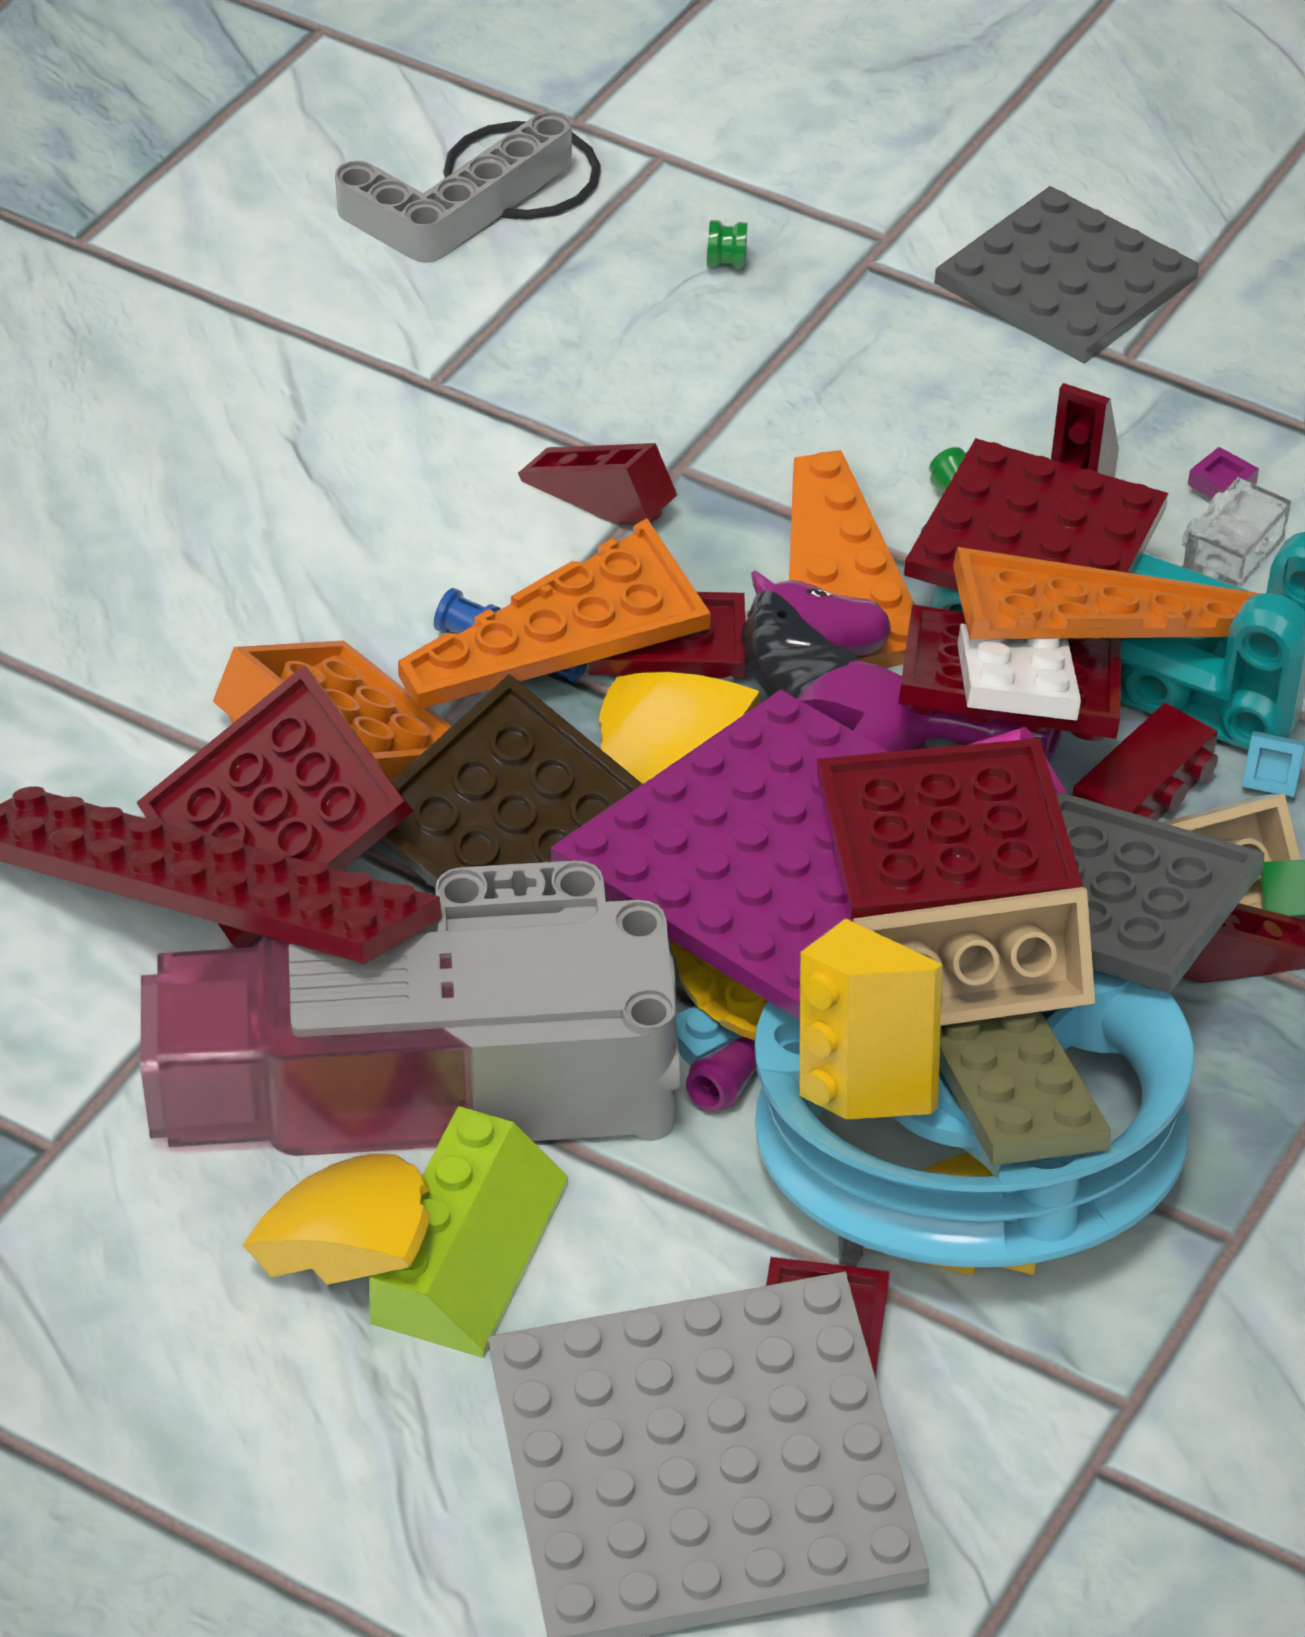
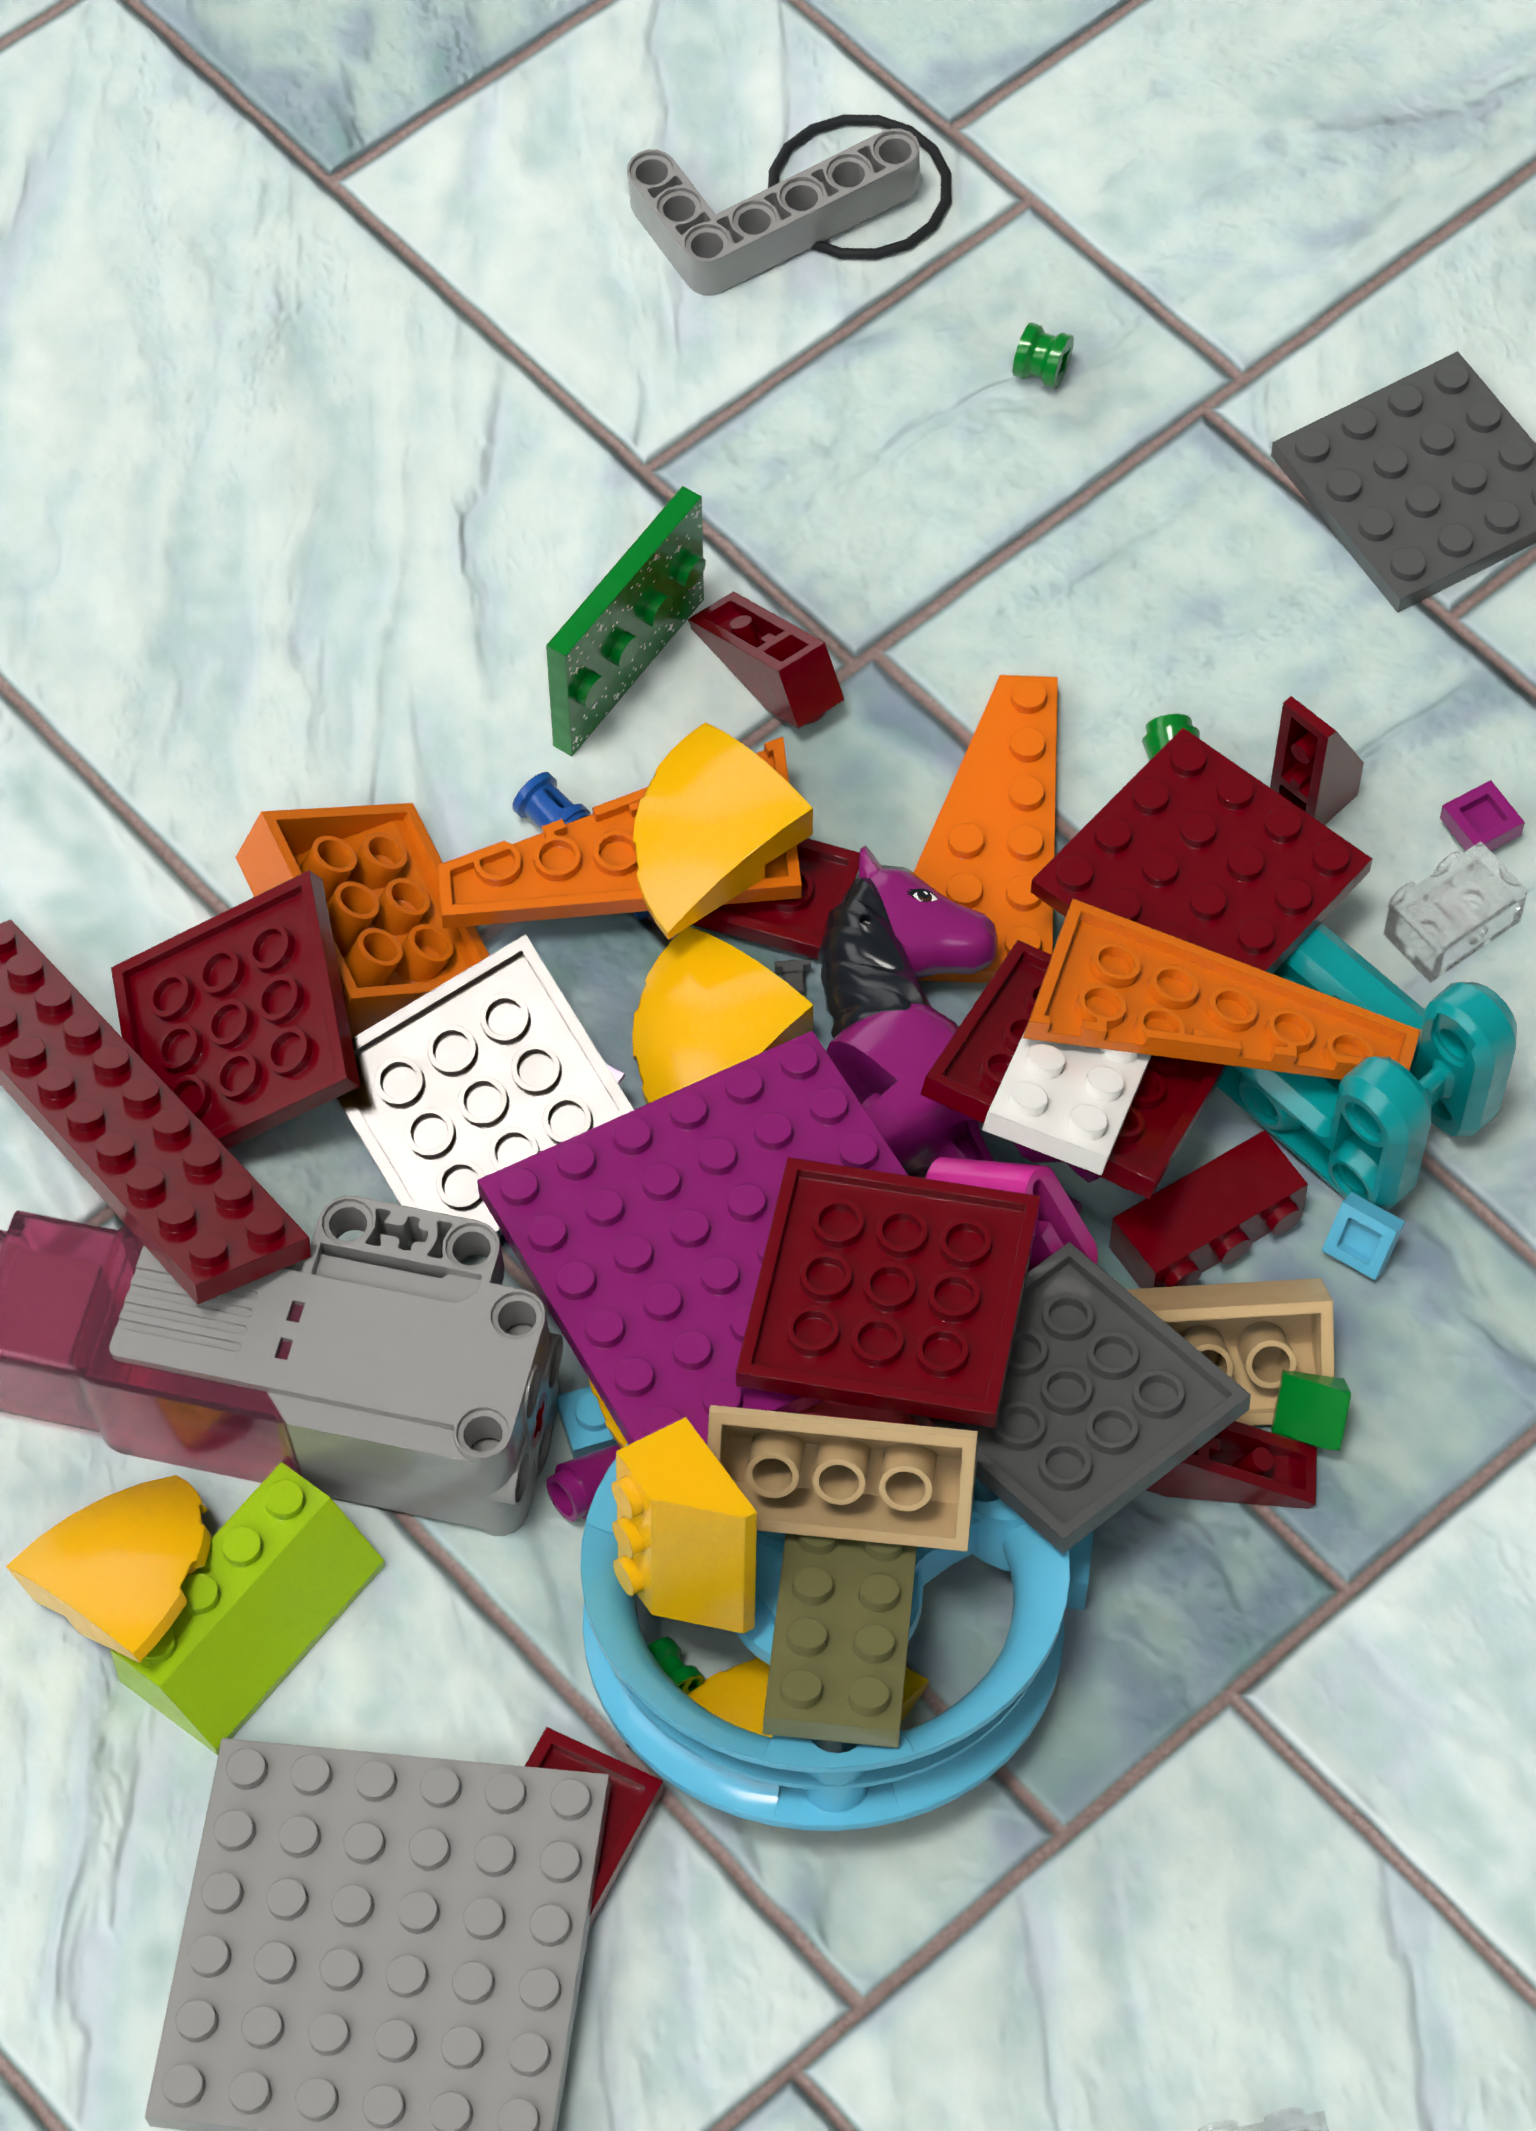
camera: 20 degrees right, 15 degrees up
(483, 462) = (626, 621): none -> green plate
(624, 581) = (711, 827): none -> yellow brick

